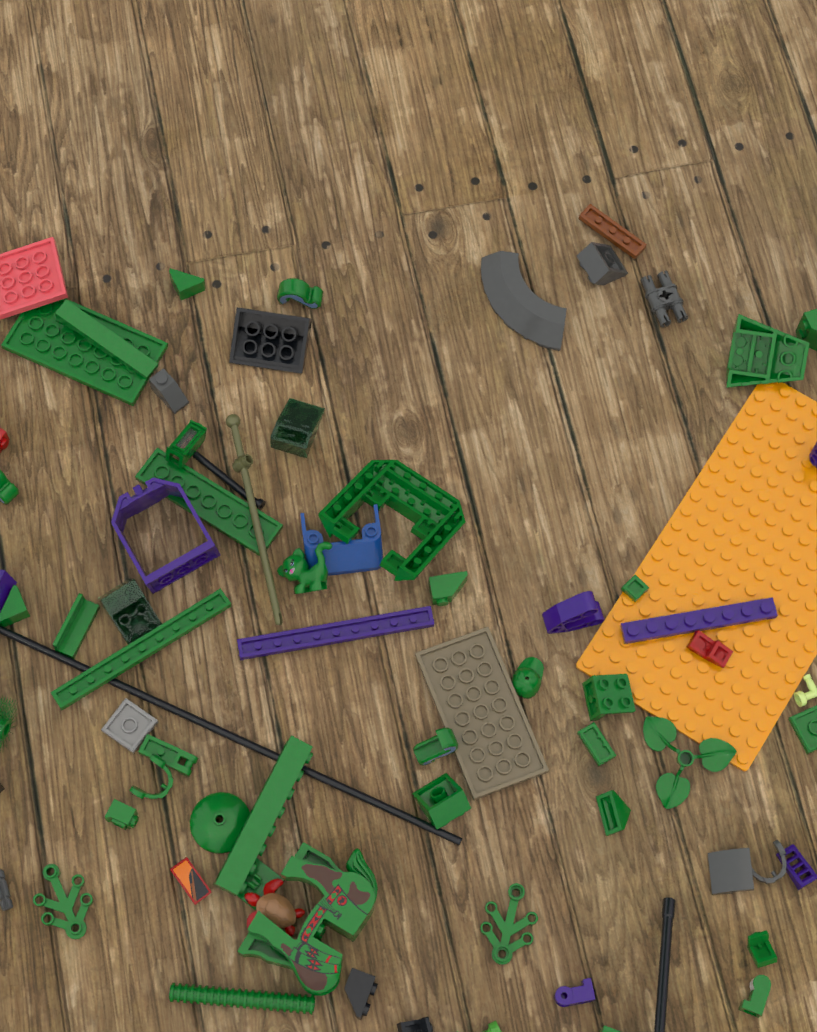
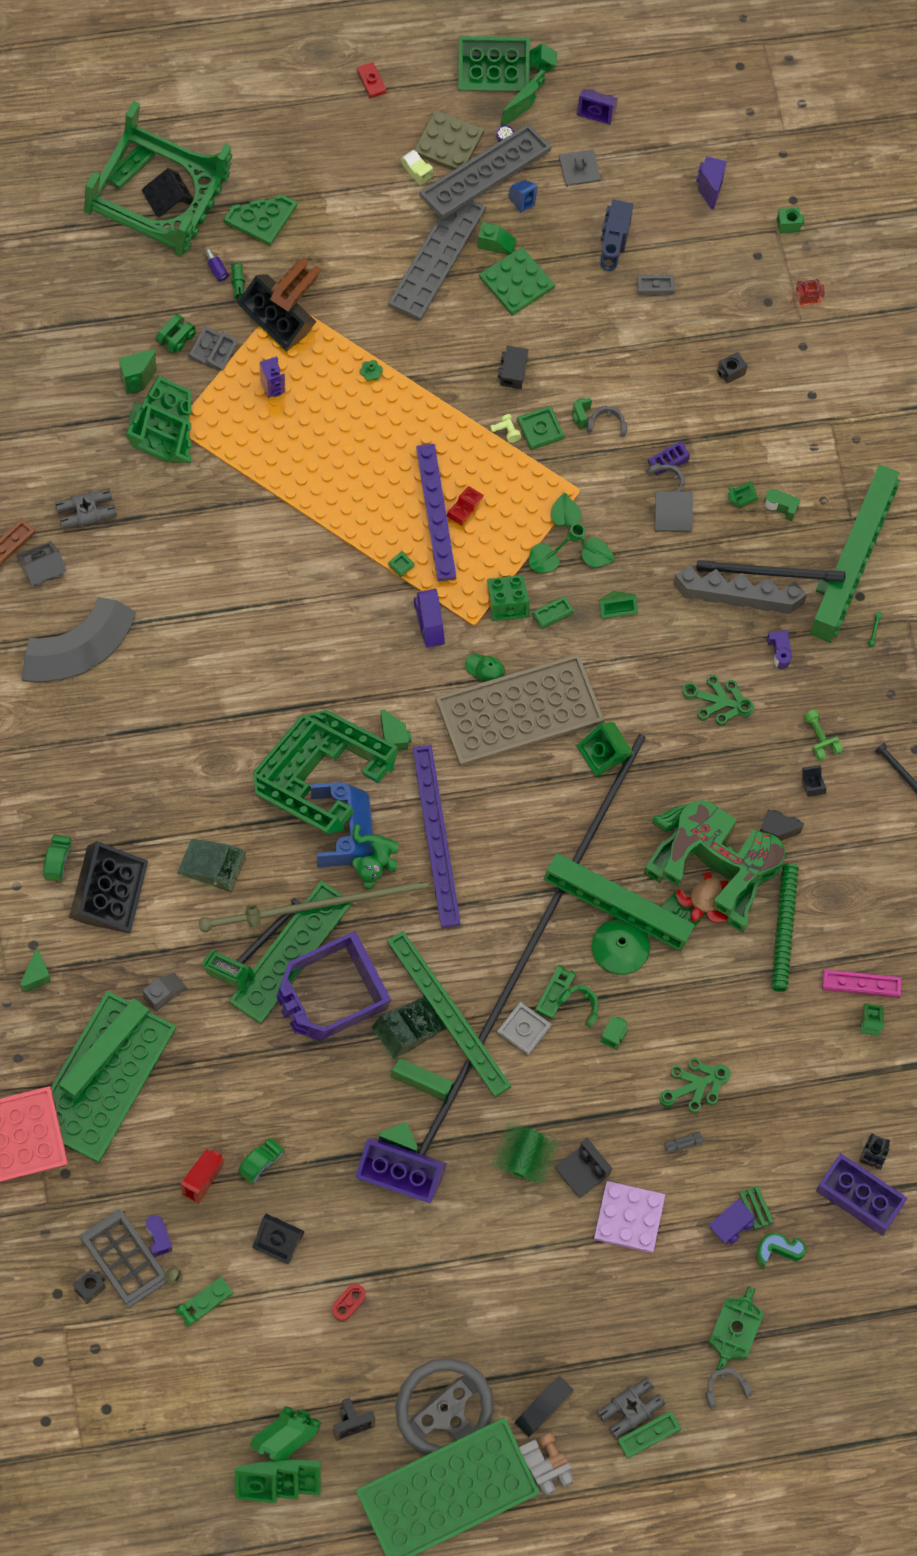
camera: 90 degrees left, 0 degrees up
(190, 880) = (676, 971): slope -> none
(436, 747) = (555, 747): green animal -> none
(639, 946) = (739, 591): none -> dark grey brick

